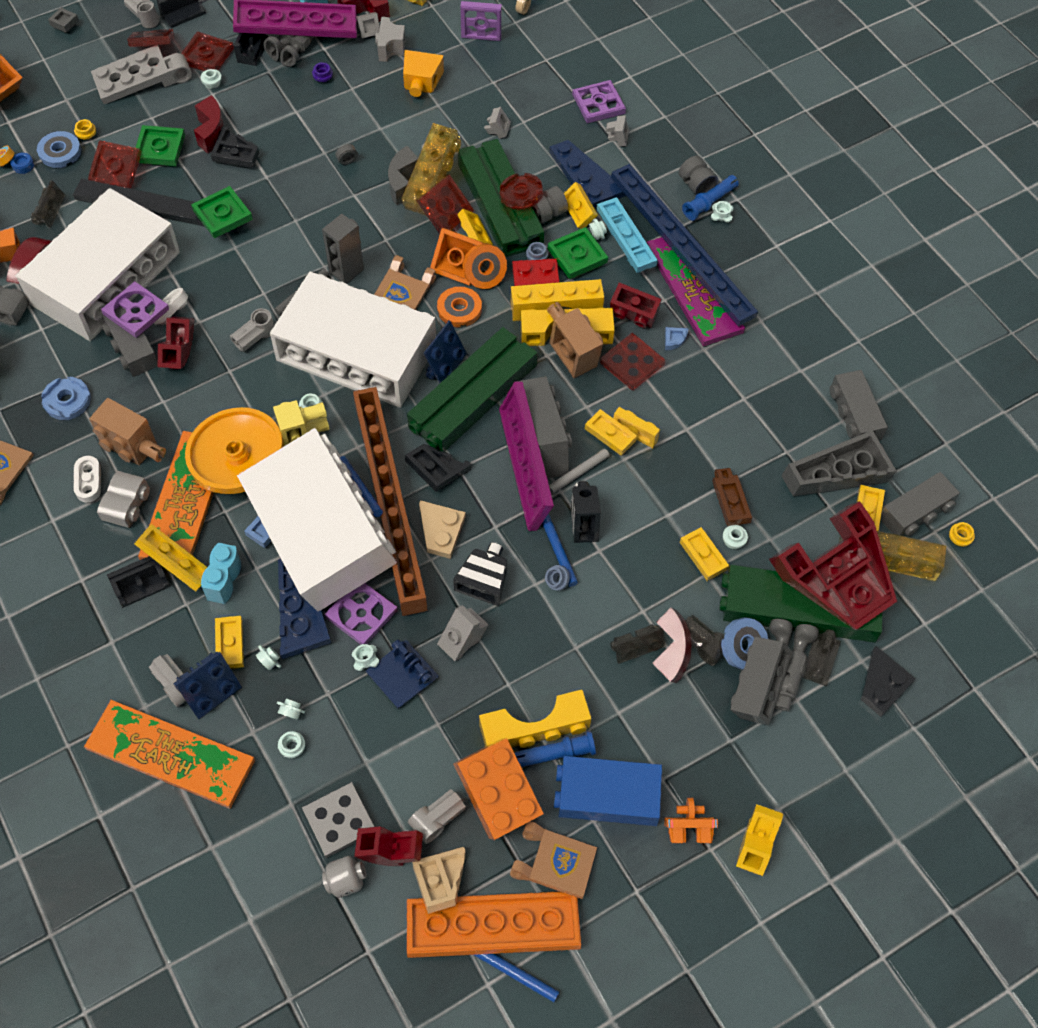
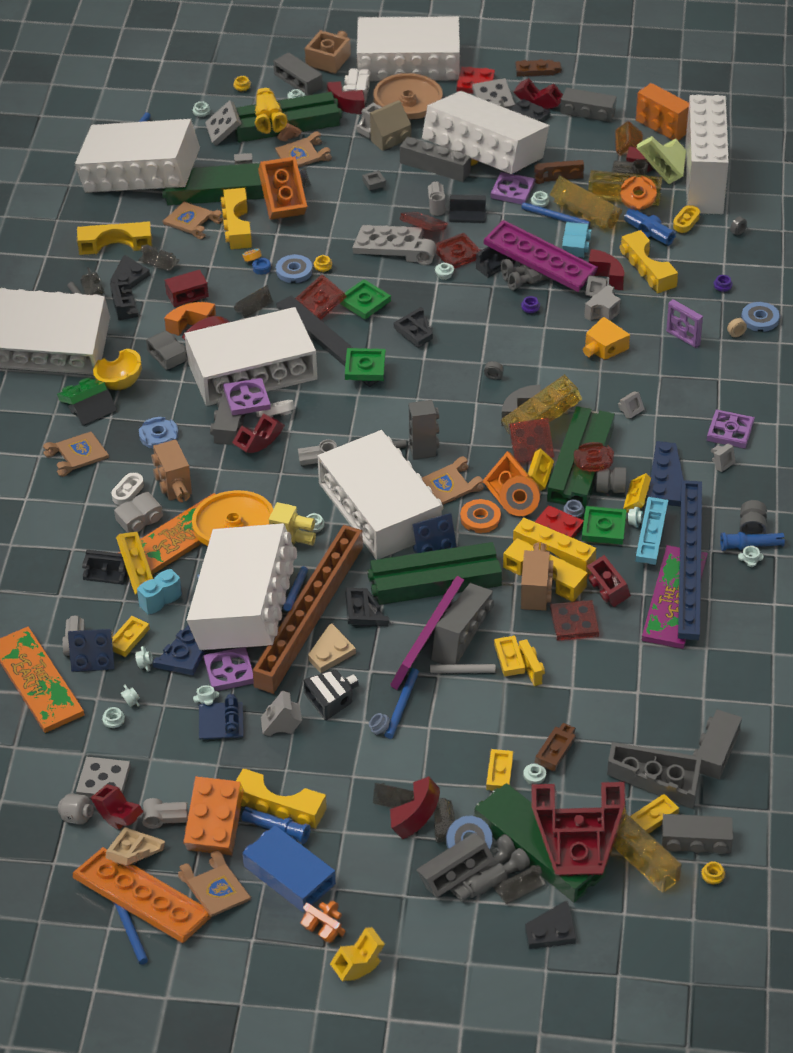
camera: 40 degrees right, 15 degrees down
(212, 123) = (419, 298): dark red brick -> none
(585, 503) = (436, 693): black torso -> none
(675, 337) = (624, 622): medium blue tile -> none

